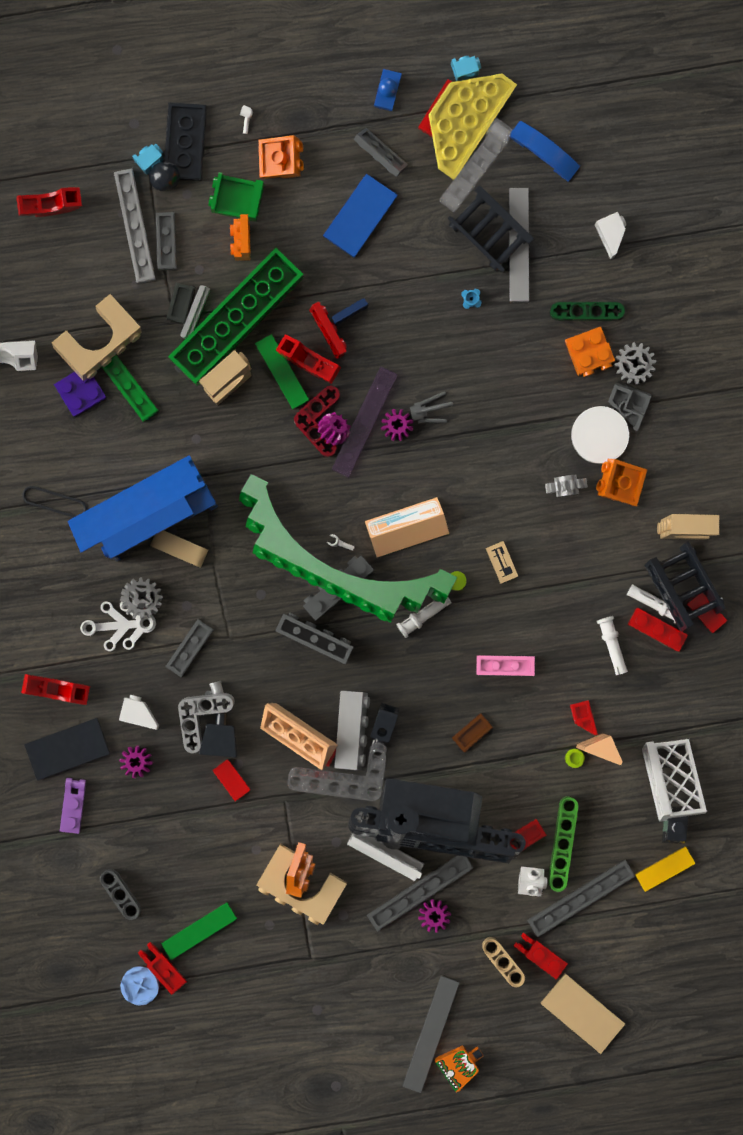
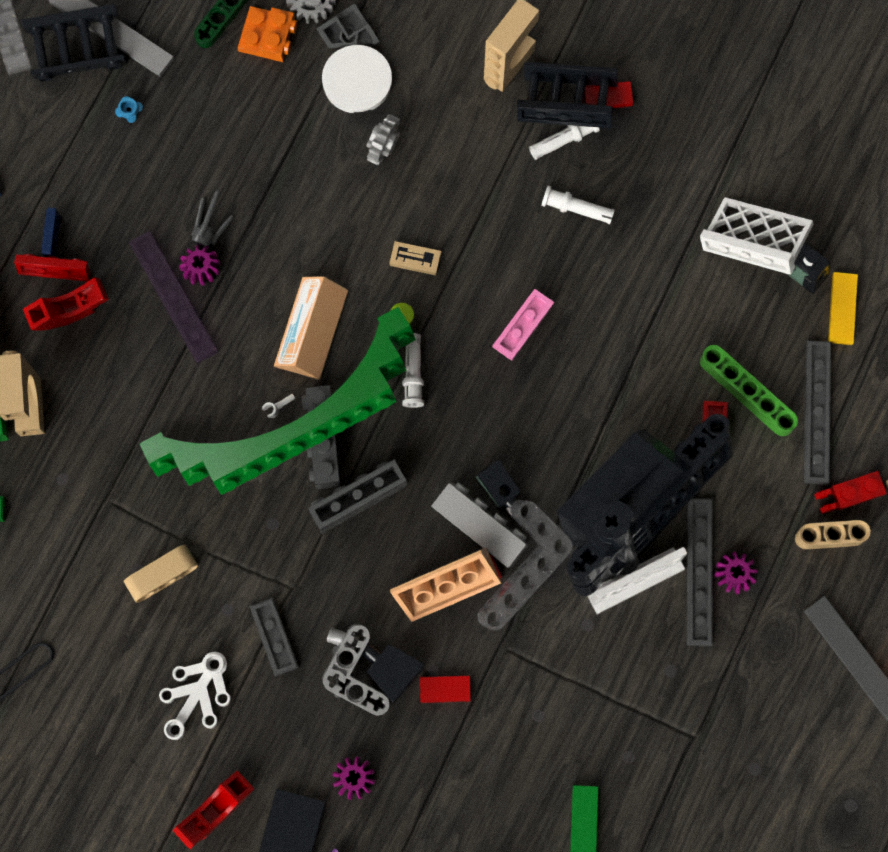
camera: 50 degrees left, 10 degrees down
(137, 713) = (303, 739): white slope -> none
(138, 590) = (182, 649): light grey gear -> none
(143, 510) = (92, 577): blue panel -> none
(282, 372) = (60, 343): green tile -> none
(299, 871) = (591, 676): orange plate -> none
(313, 416) = (129, 345): dark red beam -> none
(316, 907) = (644, 690): tan arch -> none
(334, 428) = (156, 328): magenta gear -> none
(472, 732) = (569, 405): reddish brown tile -> none
(531, 881) = (766, 447): white brick -> none
(574, 758) = (667, 321): lime tile -> none
(583, 716) = (630, 284): red tile -> none
(601, 746) = (679, 277): light nougat slope -> none
(621, 481) = (418, 88): orange plate -> none
(657, 629) = (592, 154): red plate -> none

